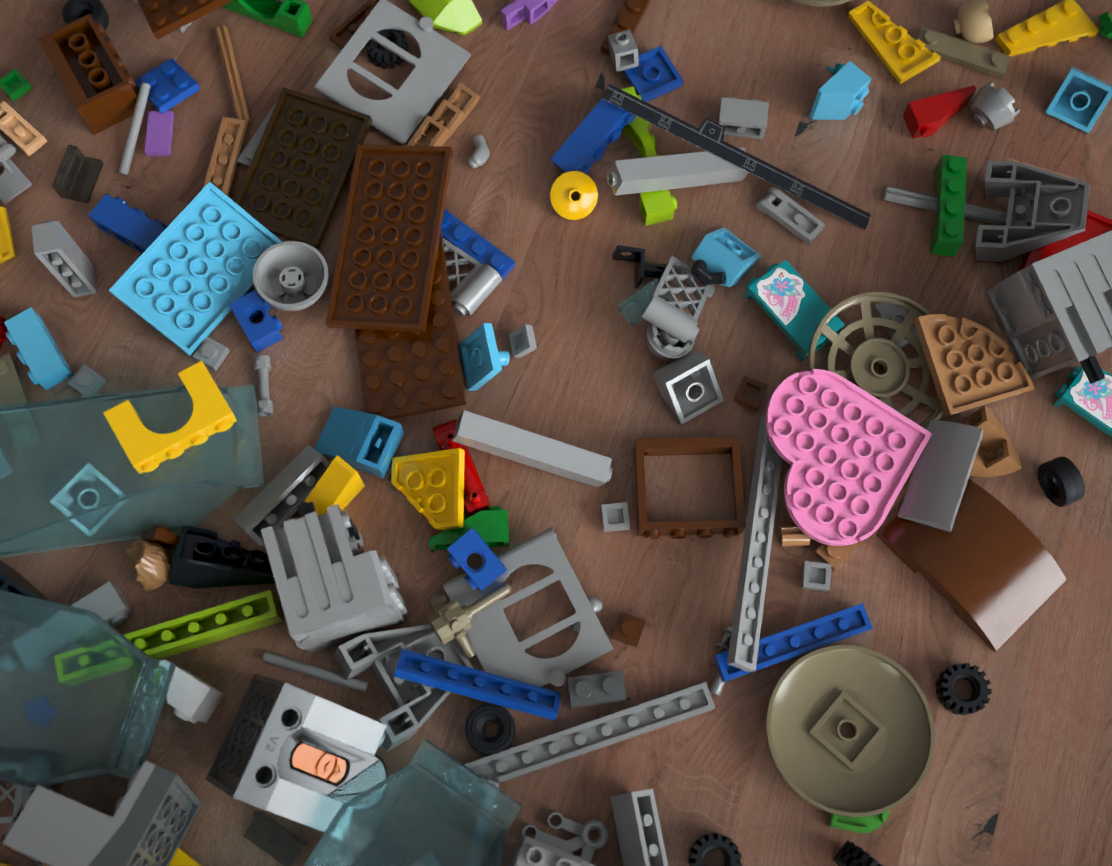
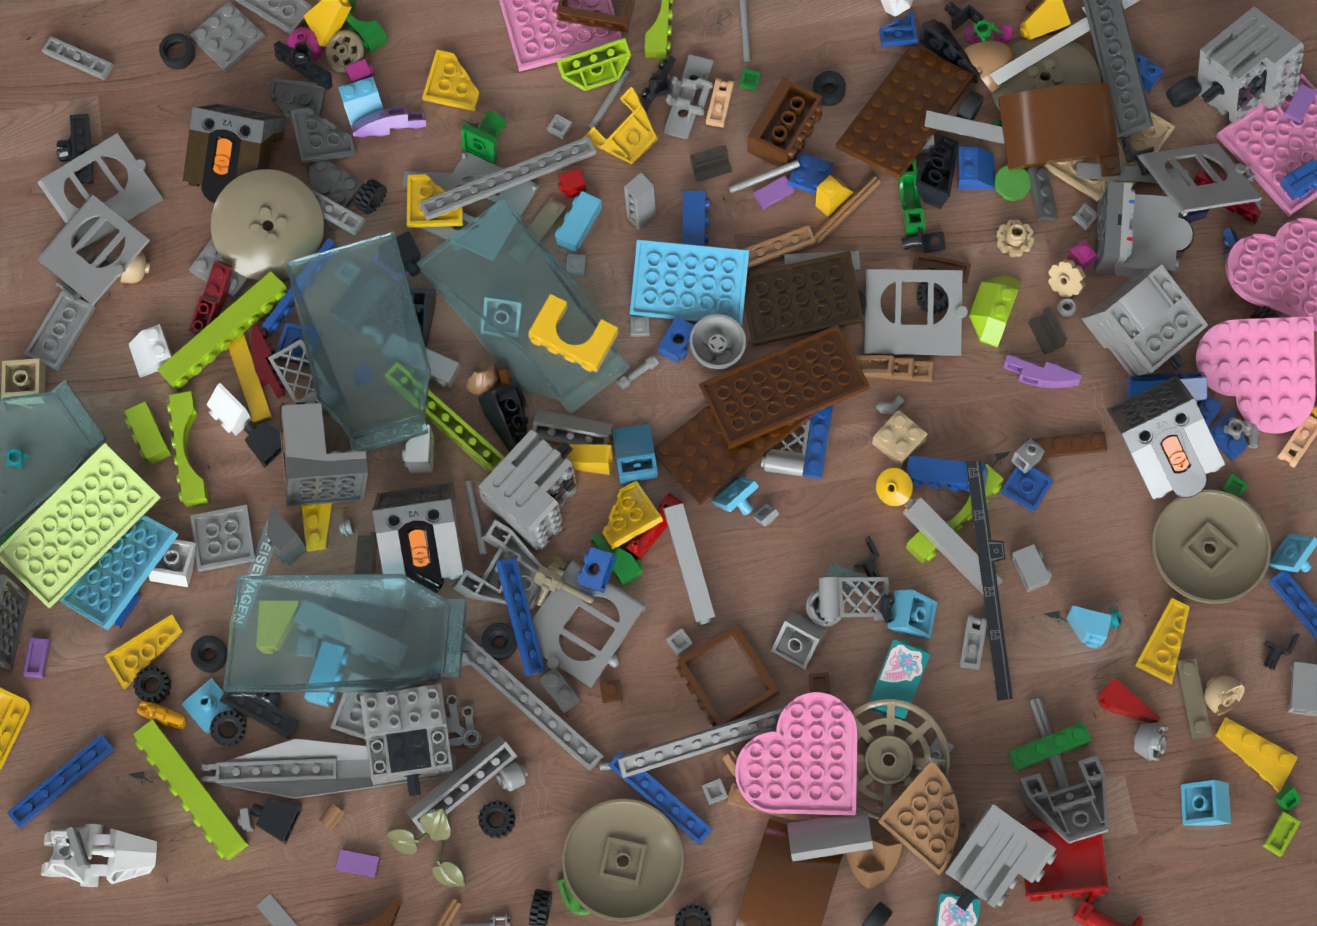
camera: 65 degrees right, 0 degrees up
(207, 74) = (832, 195): none -> yellow slope
(222, 845) = (346, 527): none -> light grey plate
(319, 23) = (923, 240): none -> black bracket
(523, 161) = (899, 438): none -> tan brick
(672, 809) = (512, 776): none -> light grey head

